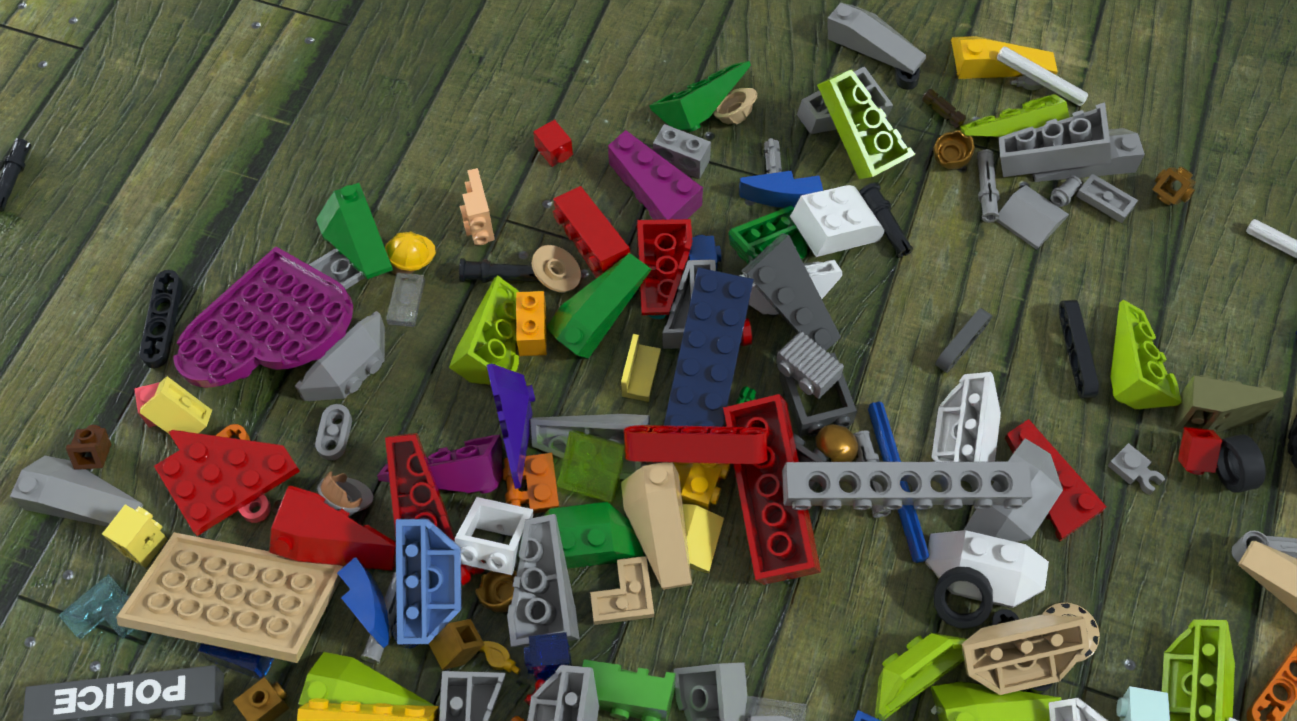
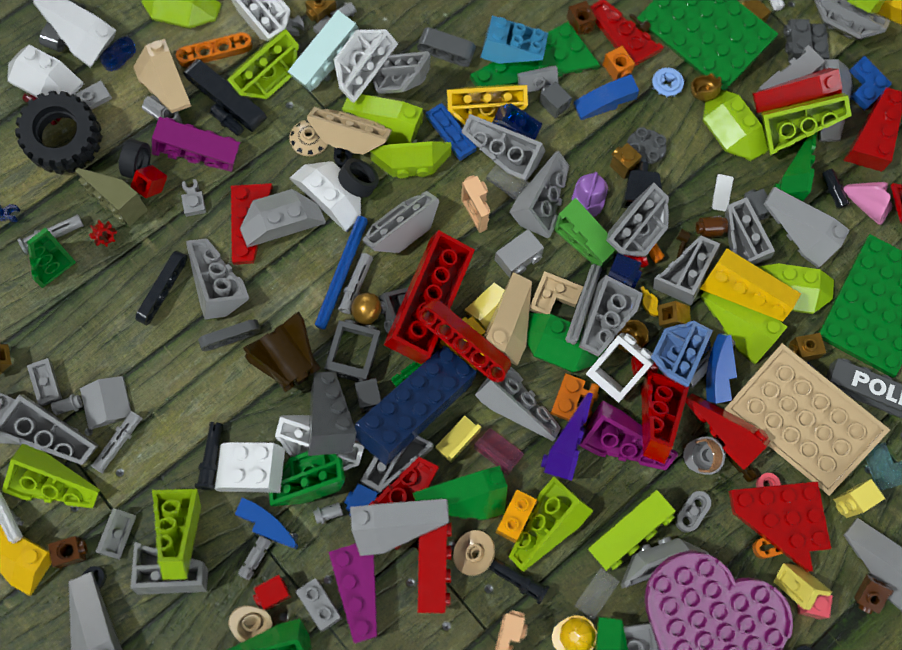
camera: 155 degrees left, 10 degrees up
(392, 376) = (632, 529): none -> lime wedge
(579, 587) = (583, 304): none -> light grey axle
(588, 380) = (498, 451): none -> clear pink panel
(591, 466) = (532, 382): clear neon green plate -> none
(652, 231) = (386, 526): none -> light grey wedge
(698, 620) = (519, 253): none -> light grey brick
(723, 235) = (327, 513): none -> light grey pin
(733, 137) = (271, 593): none -> red brick
(762, 358) = (367, 394): none -> dark grey brick
(802, 651) = (474, 200): none -> light nougat plate
(809, 365) = (351, 362): light grey brick -> none
(869, 567) = (403, 224): none -> light grey wedge
(886, 338) = (284, 354): none -> dark brown brick
(918, 113) = (116, 533): none -> light grey plate
(944, 108) = (91, 529): dark brown axle -> none
(949, 77) = (58, 552): none -> reddish brown brick
(953, 150) = (117, 482): pearl gold hair -> none
(968, 421) = (279, 271): white wedge -> none
(1012, 477) = (302, 220): light grey brick -> none
(1034, 388) = (215, 282): none -> light grey wedge
(1137, 364) = (137, 251): lime wedge -> none
(1184, 588) = (226, 119): none -> black axle
(1190, 523) = (194, 144): none -> magenta wedge
(1191, 364) = (97, 233): none -> red gear
(1220, 300) = (47, 257): none -> green wedge
(1234, 363) = (57, 230): none -> light grey pin
(1246, 623) = (225, 95): none -> black beam

